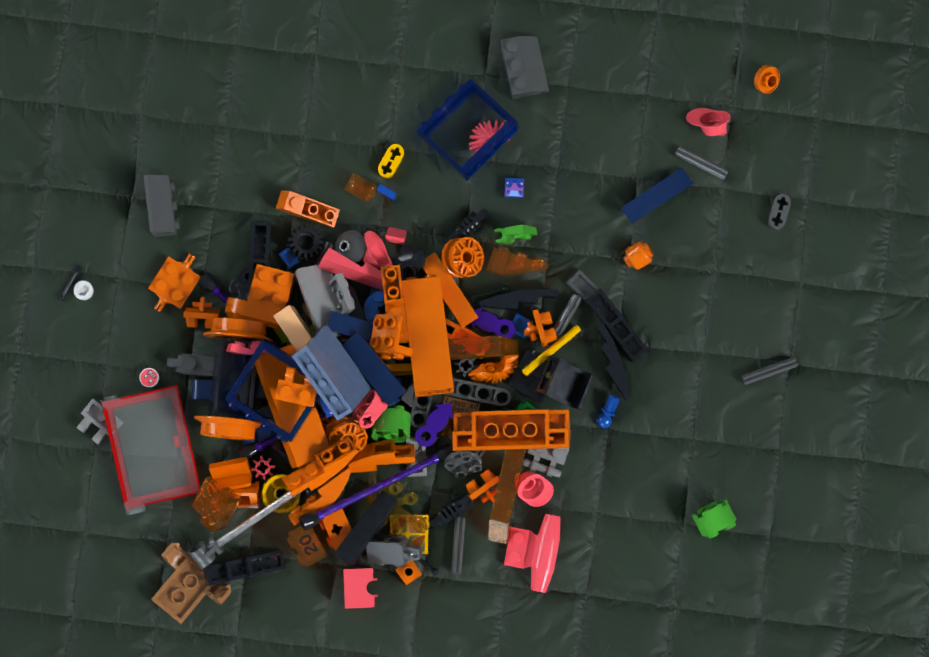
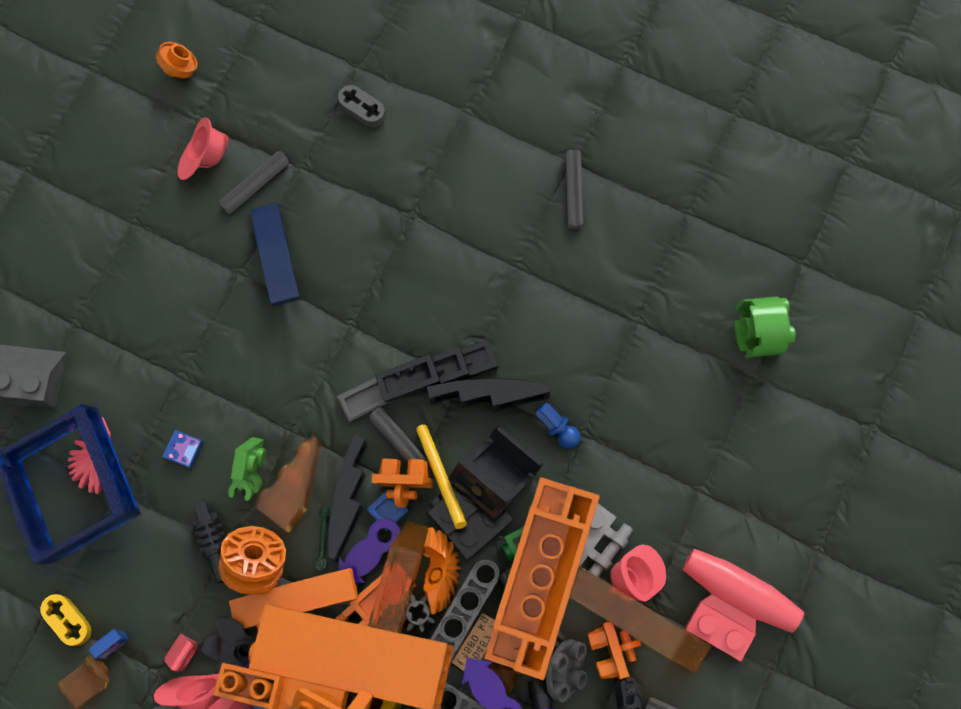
camera: 65 degrees left, 10 degrees down
(638, 255) = (349, 306): orange head -> none

